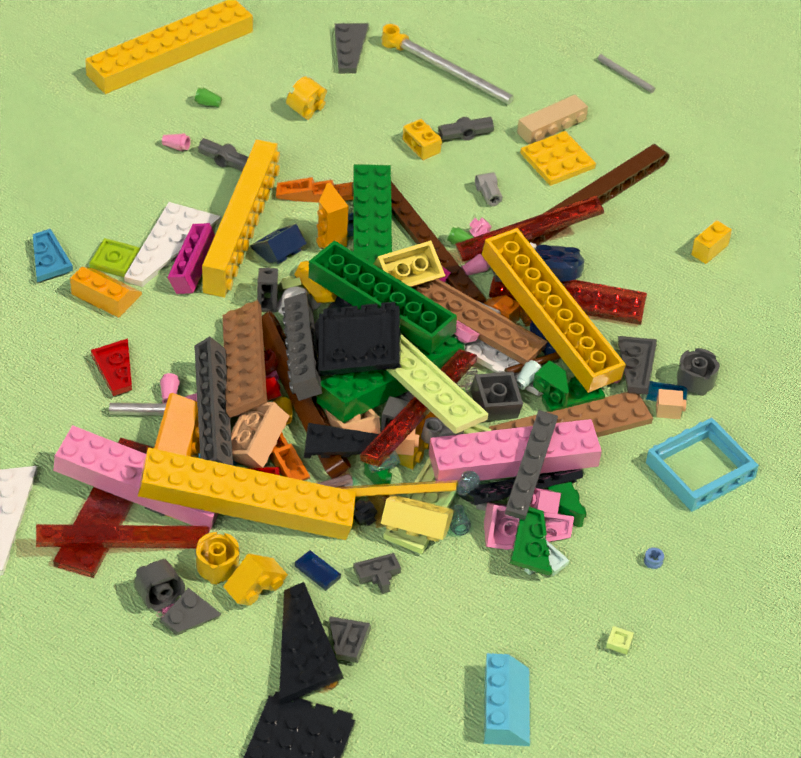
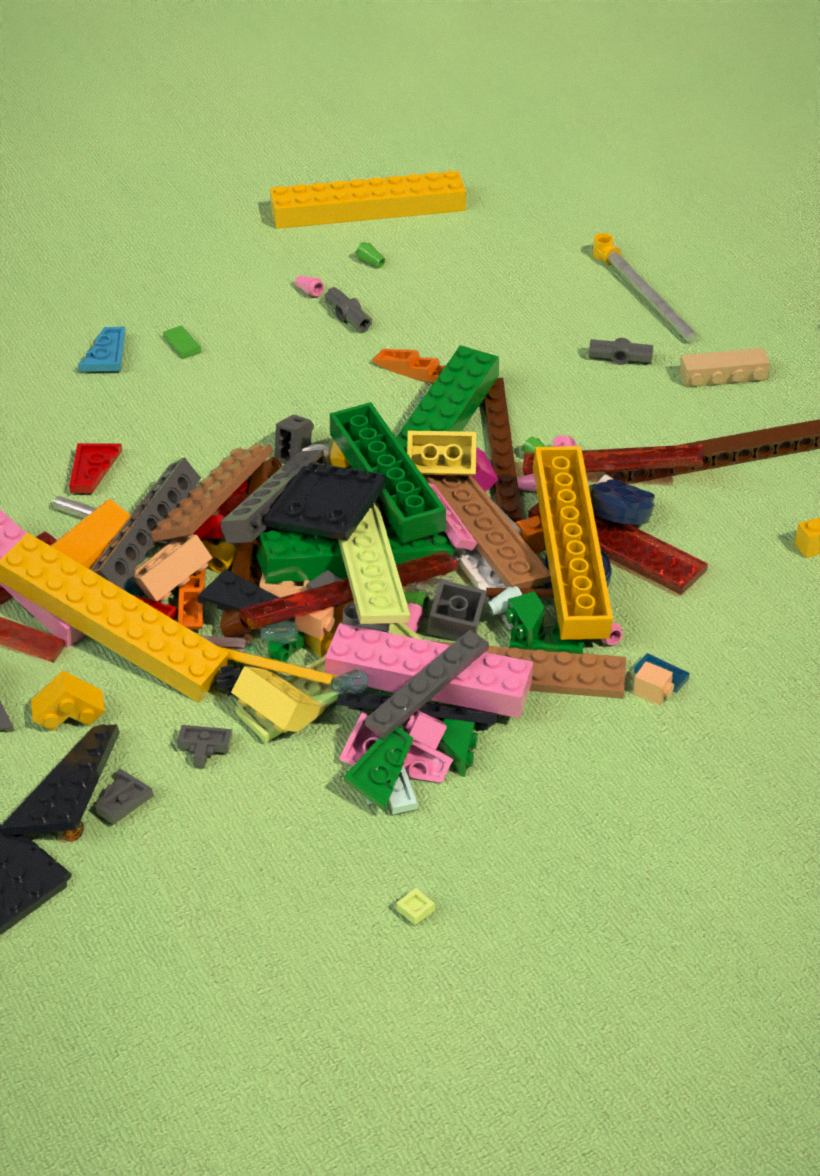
camera: 30 degrees right, 5 degrees down
(103, 291) = (134, 395): light orange slope -> none
(105, 227) = (182, 342): none -> bright green tile
(114, 257) = (170, 371): lime tile -> none
(165, 241) = (236, 369): white wing -> none
(169, 384) = (130, 498): bright pink cone -> none
(188, 264) = (239, 390): dark pink brick -> none
(217, 557) = (43, 664): yellow brick -> none
(240, 218) = (312, 367): yellow brick -> none
(279, 244) = (337, 399): dark blue slope -> none
(288, 282) = (321, 438): yellowish green plate -> none
(306, 97) = (467, 277): yellow brick -> none
(317, 570) = (145, 720): clear blue tile -> none
(332, 218) = (398, 390): light orange slope -> none
(349, 45) = (555, 244): dark grey wing -> none
(422, 139) = (565, 348): yellow brick -> none
(460, 523) = (327, 723): clear light blue cone -> none
(488, 186) = (604, 411): light grey piece -> none
(506, 701) = (239, 921): medium azure slope -> none
(557, 158) = (706, 407): yellow plate -> none
(639, 359) = (645, 630): dark grey wing -> none
(654, 552) = (520, 829): medium blue bush -> none
(695, 499) = (650, 786): medium azure window -> none
(698, 371) = (708, 659): dark grey brick -> none

